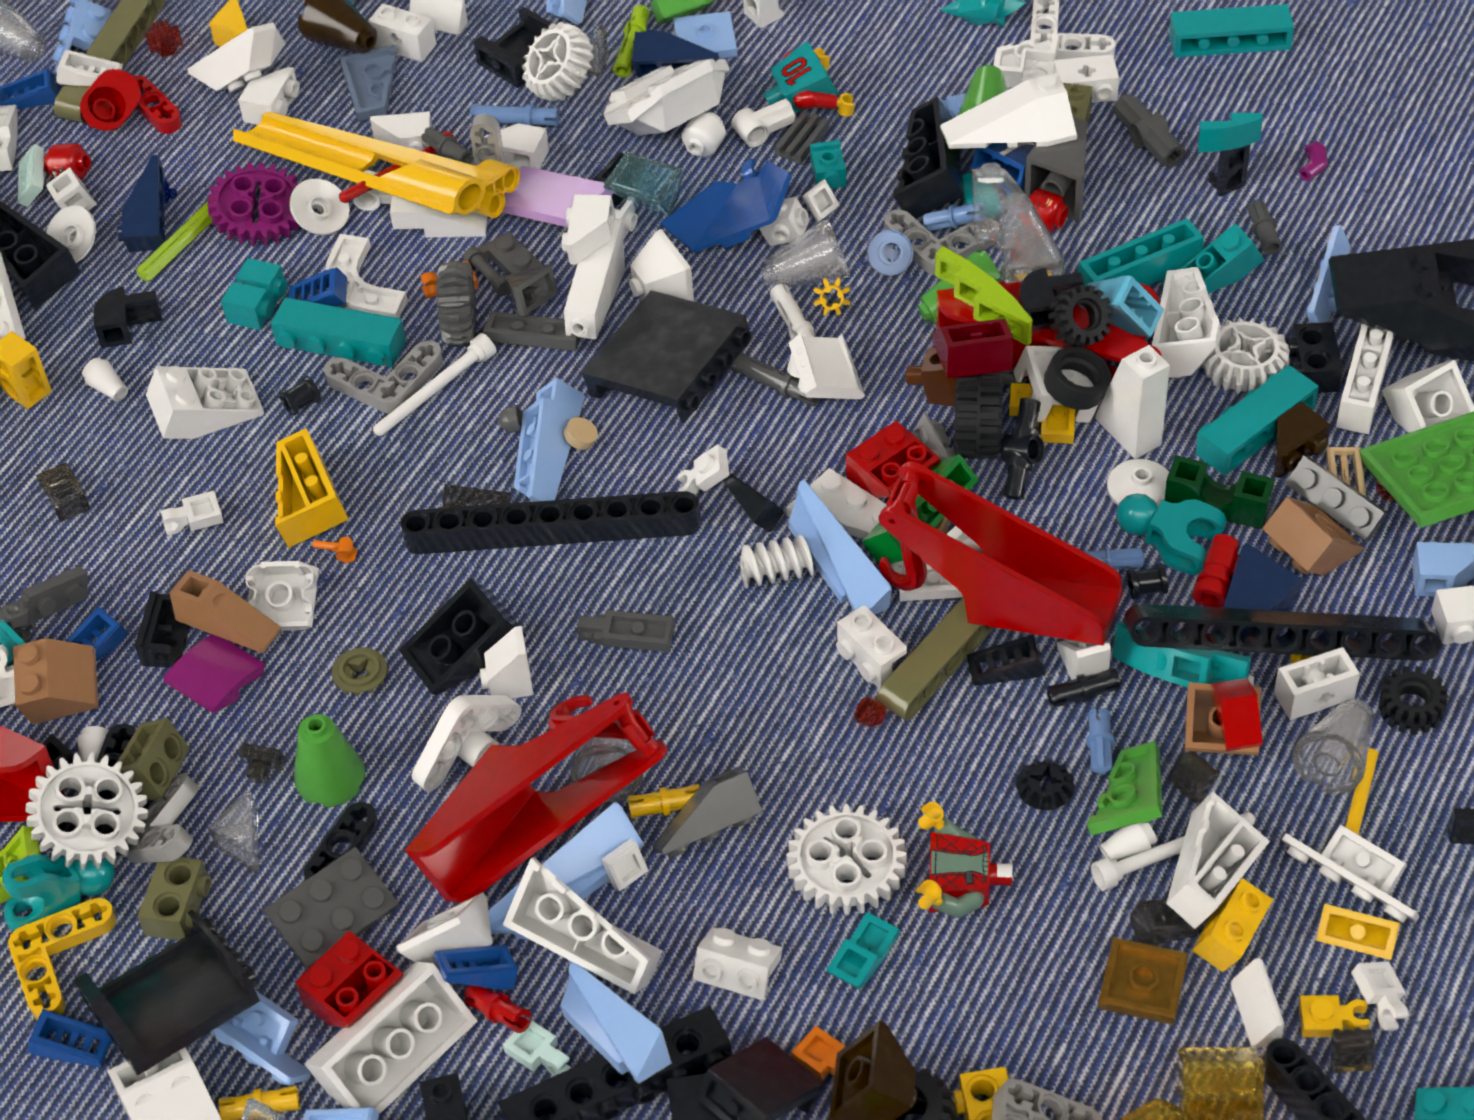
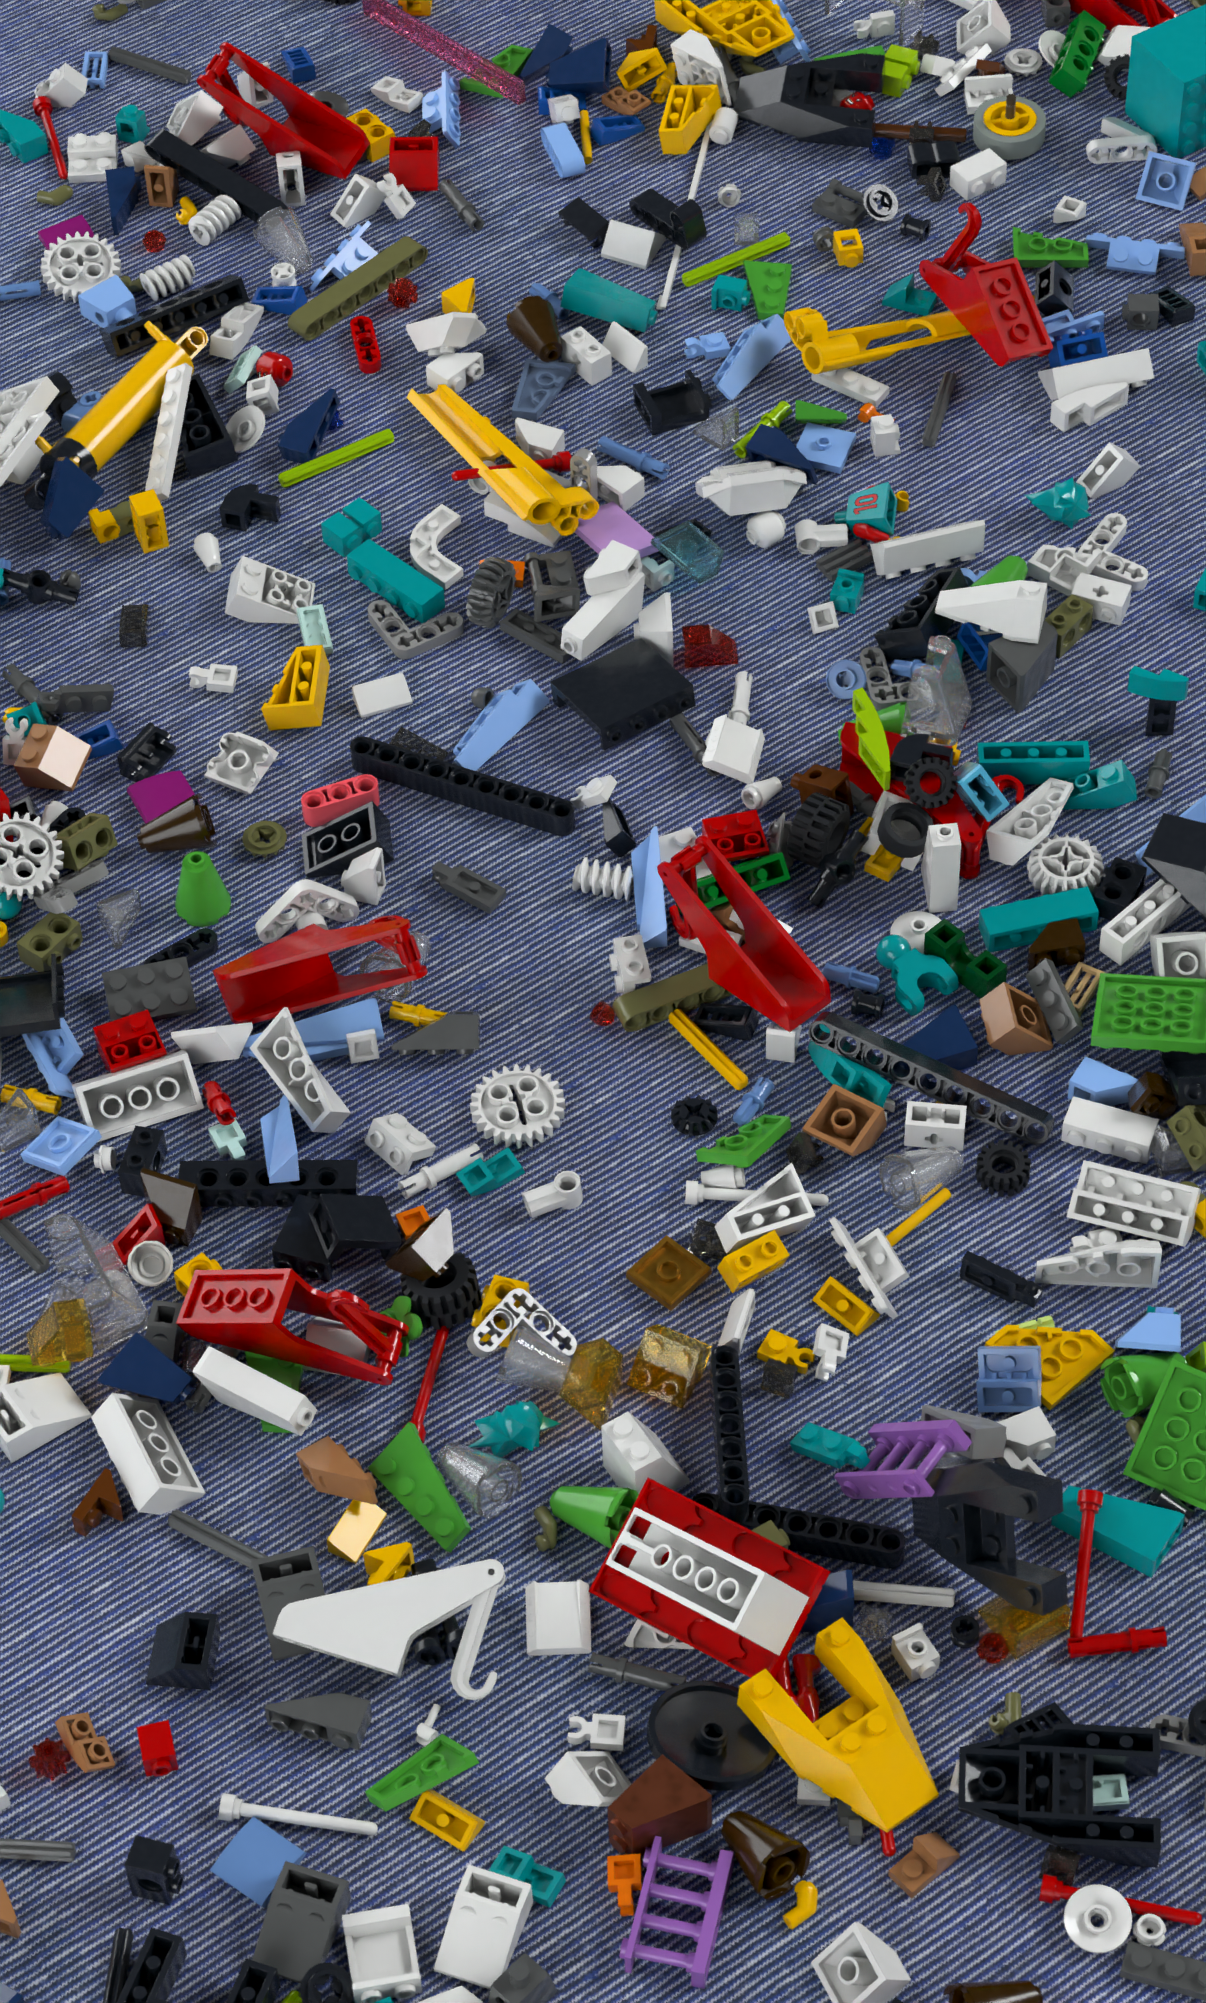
camera: 25 degrees right, 0 degrees up
(20, 65) = (283, 275): none -> white wheel
(81, 68) = (316, 287): white slope -> none
(110, 100) = (331, 330): red piece -> none
(221, 612) = (185, 752): medium nougat slope -> none
(234, 204) = (409, 460): magenta gear -> none
(255, 700) = (179, 828): none -> dark brown cone
(260, 761) = (159, 874): clear smoke tile -> none
(275, 414) = (314, 627): none -> light aqua plate
(299, 395) = (340, 619): black bush -> none
(321, 196) = (440, 465): white dish -> none
(331, 279) = (403, 543): blue slope -> none
(344, 548) = (304, 745): orange hand -> none
(397, 460) = (381, 695): none -> white slope
(422, 593) = (338, 799): none -> coral beam
(446, 146) = (557, 464): dark grey axle -> none
(480, 349) = (490, 635): white piece -> none
(483, 966) = (220, 1070): blue slope -> none
(557, 62) = (686, 426): white gear -> none
(580, 433) = (525, 728): tan tile -> none
(720, 275) = (707, 647): none -> clear red slope
(730, 211) = (741, 597): blue panel -> none
(788, 225) = (779, 622): white brick -> none
(799, 986) = (431, 1175): none -> white pin
(807, 259) = (779, 660): clear cone -> none
(836, 303) = (771, 696): yellow gear -> none
(878, 403) = (759, 793): none -> white cone
(886, 91) = (928, 547): none -> white slope
(955, 948) = (554, 1195): none -> white piece
(958, 867) = (589, 1145): torso -> none
(974, 348) = (834, 775): dark red slope -> none
(1010, 703) = (708, 1049): none -> yellow axle
(1050, 208) = (990, 693): red head -> none
(1083, 688) = (767, 1060): black pin -> none
(1149, 130) = (1120, 657): dark grey piece -> none
(1218, 567) = (922, 1015): red axle -> none
(1238, 714) = (850, 1119): red slope -> none

